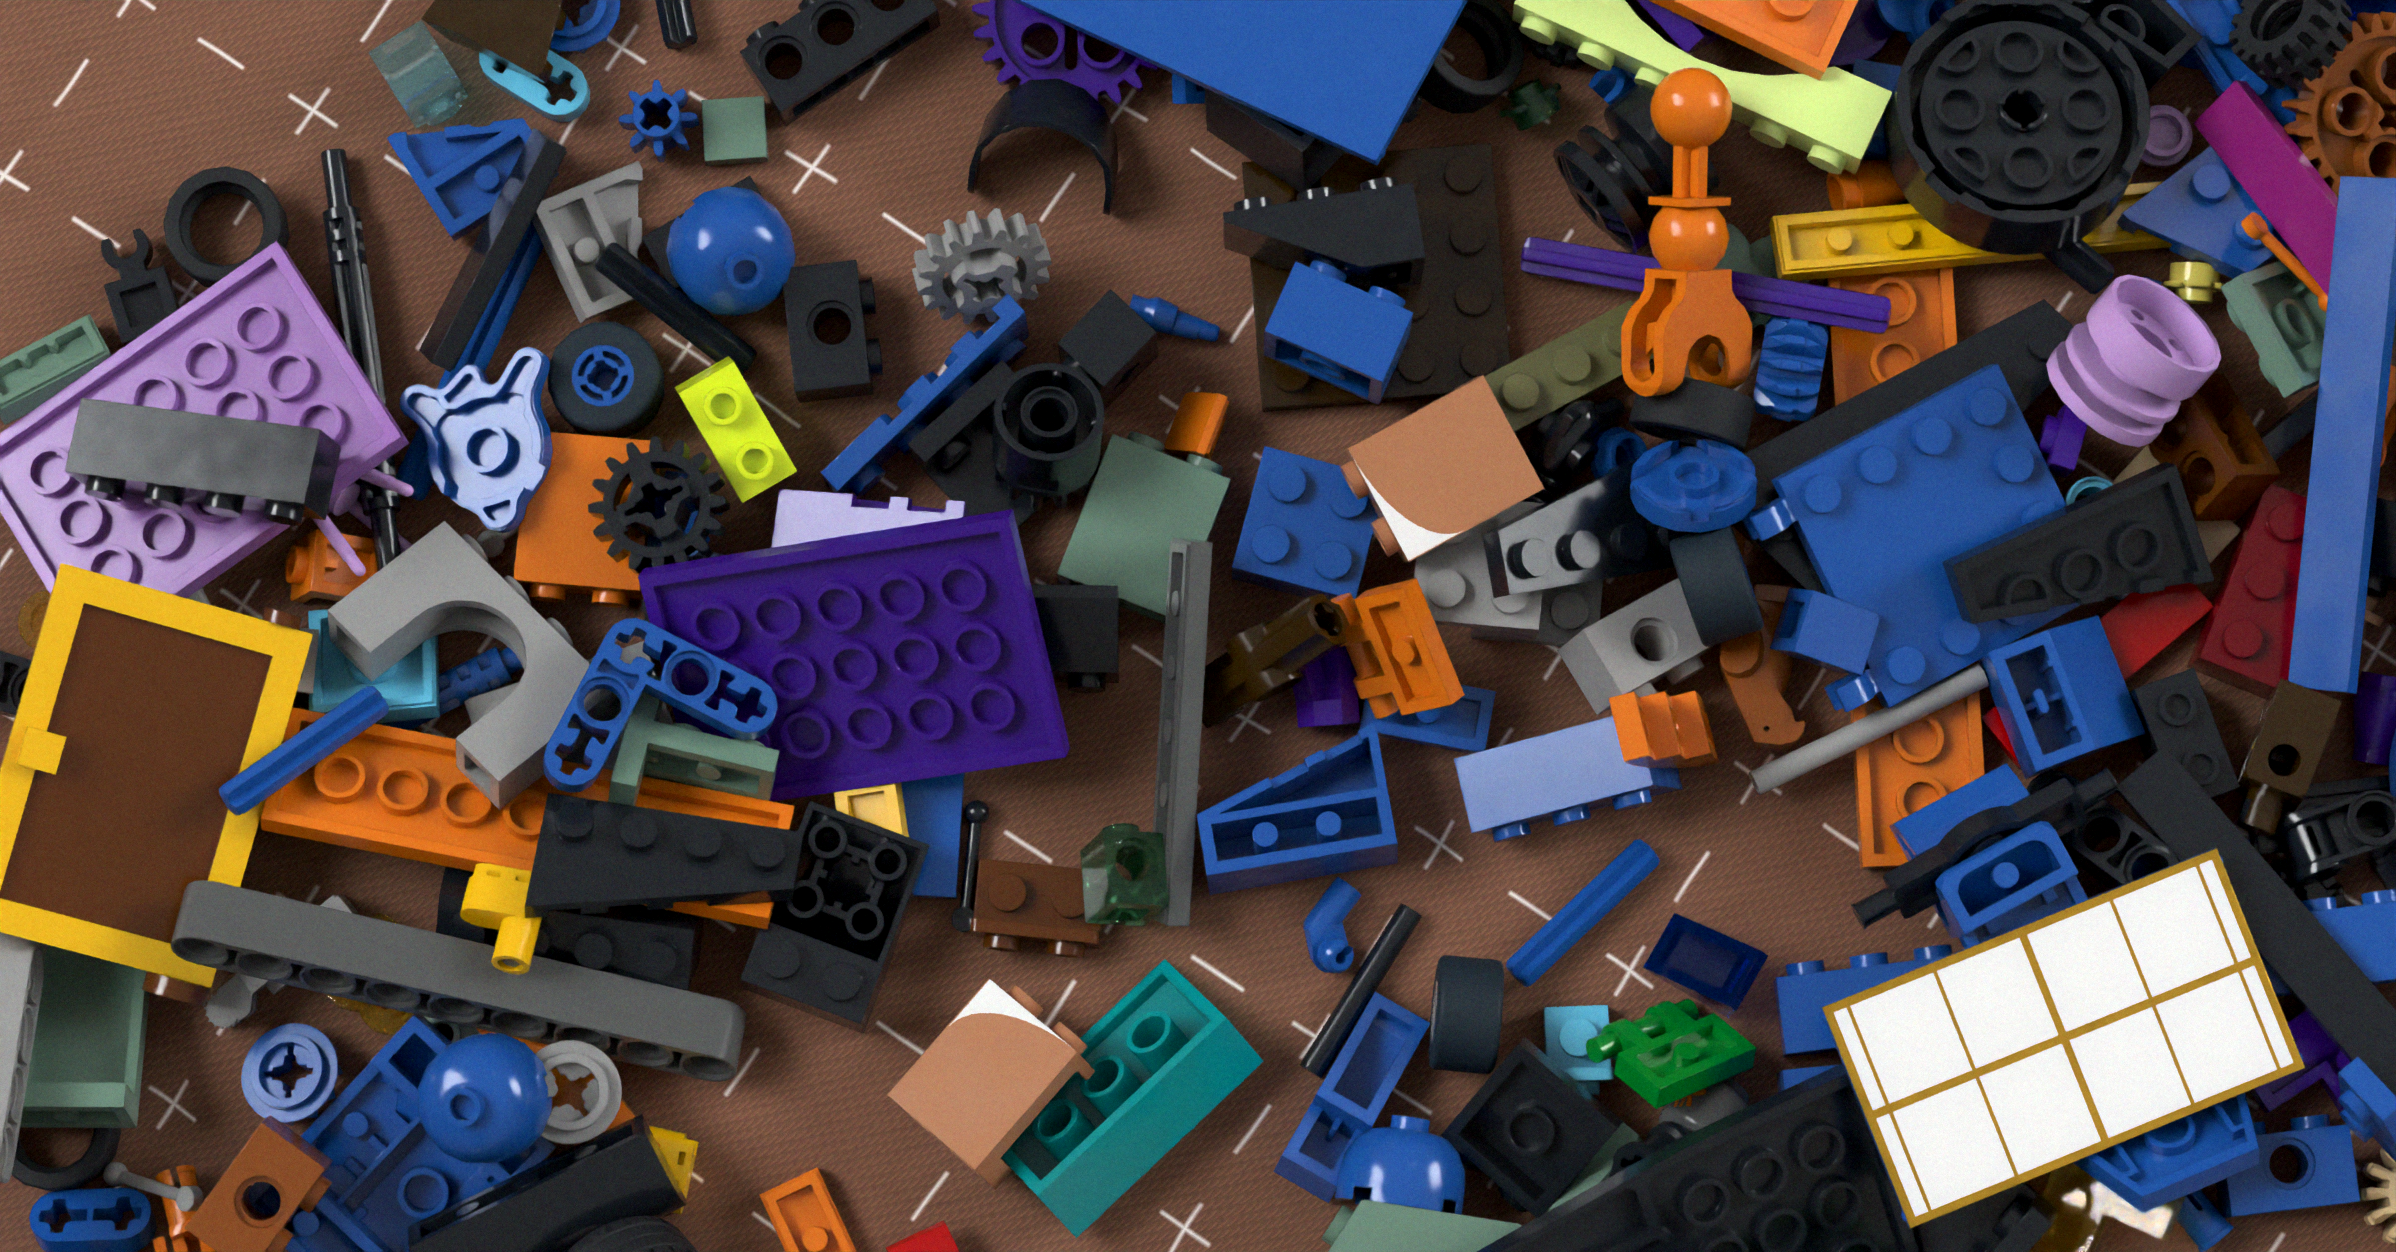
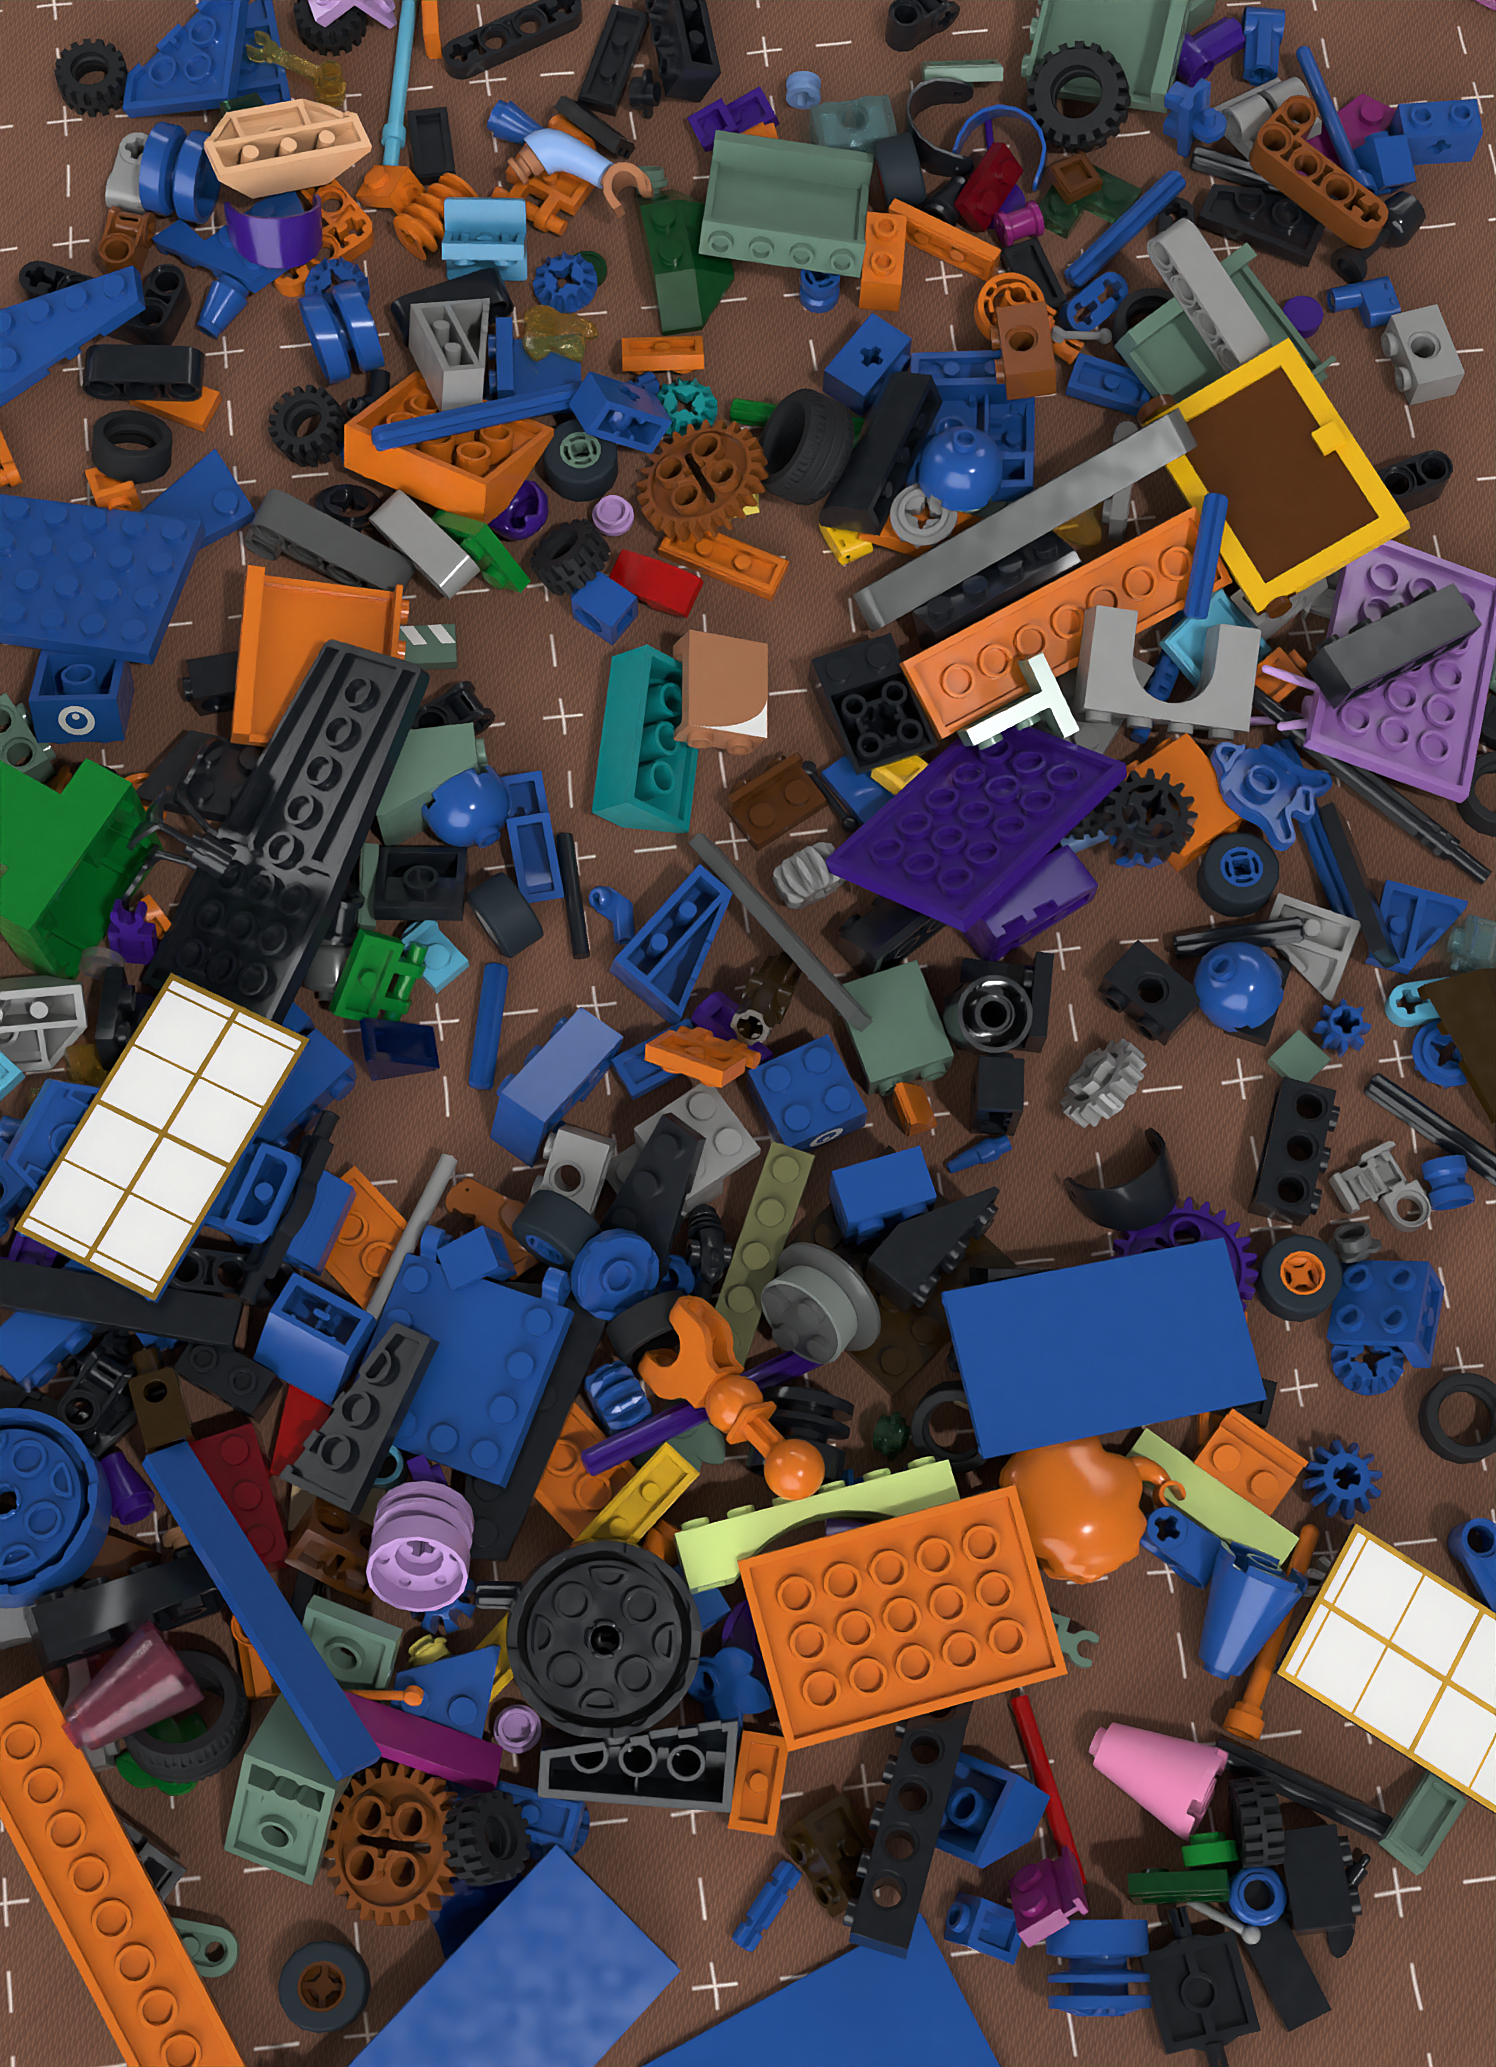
camera: 135 degrees right, 10 degrees down
(179, 1100) = (1107, 385): none -> blue plate
(273, 1056) = (1062, 420): gear -> none
(497, 901) = (1032, 568): yellow piece -> none
(633, 679) = (1077, 708): blue beam -> none
(633, 855) = (995, 635): black wing -> none
(735, 429) = (1149, 898): neon yellow brick -> none
(972, 356) = (1060, 1057): blue wing -> none
(1090, 779) = (805, 876): none -> light grey gear
(1109, 895) = (725, 836): clear green brick -> none
(1440, 471) = (758, 1163): nougat panel -> none
(1501, 277) = (820, 1304): none -> dark grey piece
(1664, 730) = (519, 1123): orange slope -> none

